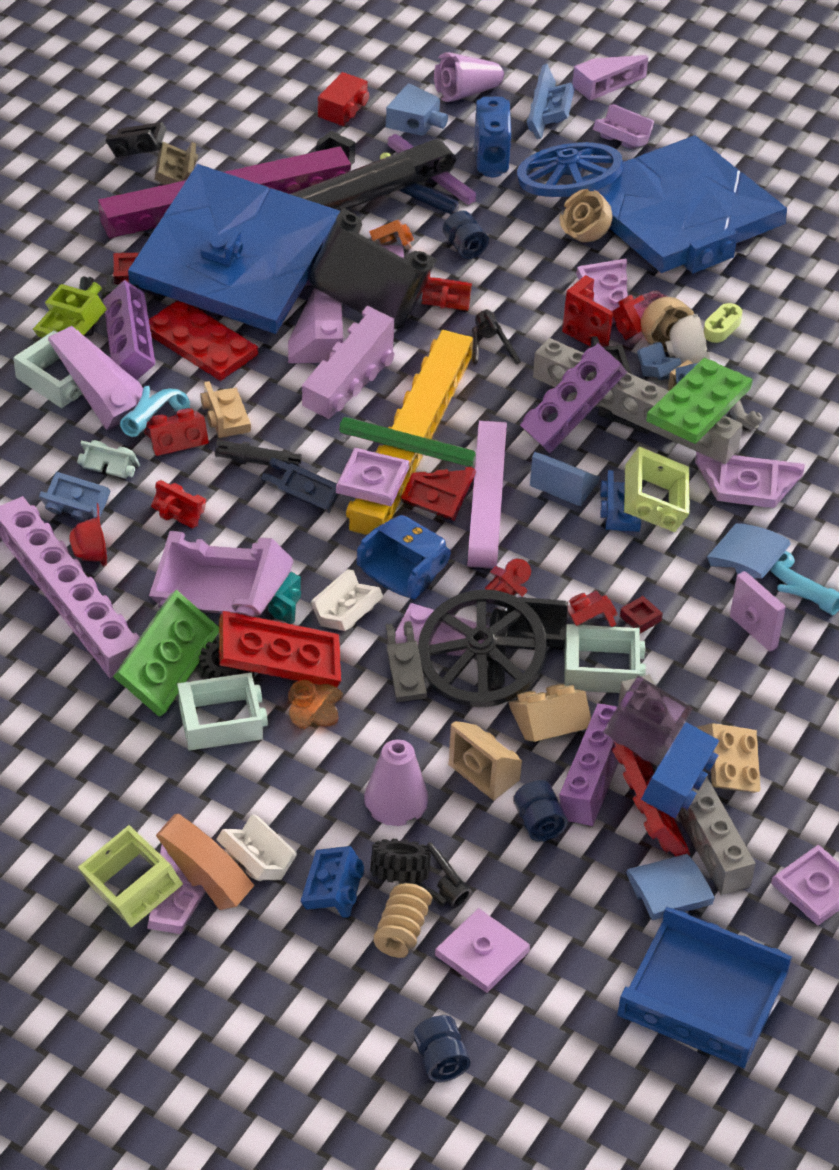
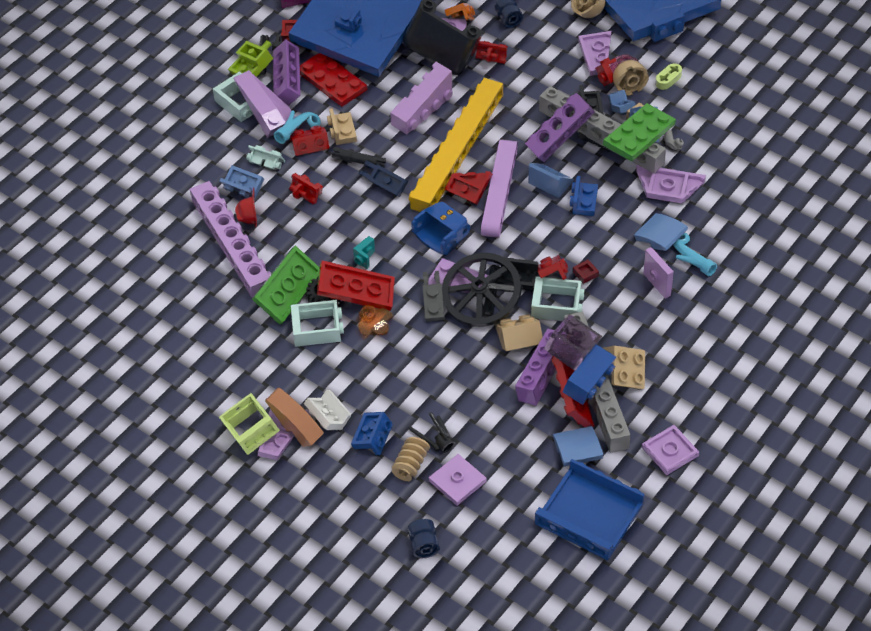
camera: 10 degrees right, 5 degrees up
(221, 577) = (324, 237): lavender windscreen -> none
(316, 330) = (405, 75): lavender wedge -> none
(345, 602) = (400, 256): white bracket -> none
(372, 476) = (426, 175): lavender plate -> none
(396, 786) = (417, 375): lavender cone -> none
(400, 861) = (413, 422): black tyre -> none
(407, 441) = (451, 153): green axle -> none
(483, 759) = (473, 360): tan slope -> none
(488, 327) = (515, 76): black plant -> none
(508, 579) = (504, 246): red hips -> none
(540, 810) = (503, 395): dark blue wheel -> none
(585, 317) = (576, 71): red bracket -> none
(673, 477) = (618, 180): yellowish green window -> none
(687, 340) = (642, 90): white cylinder -> none

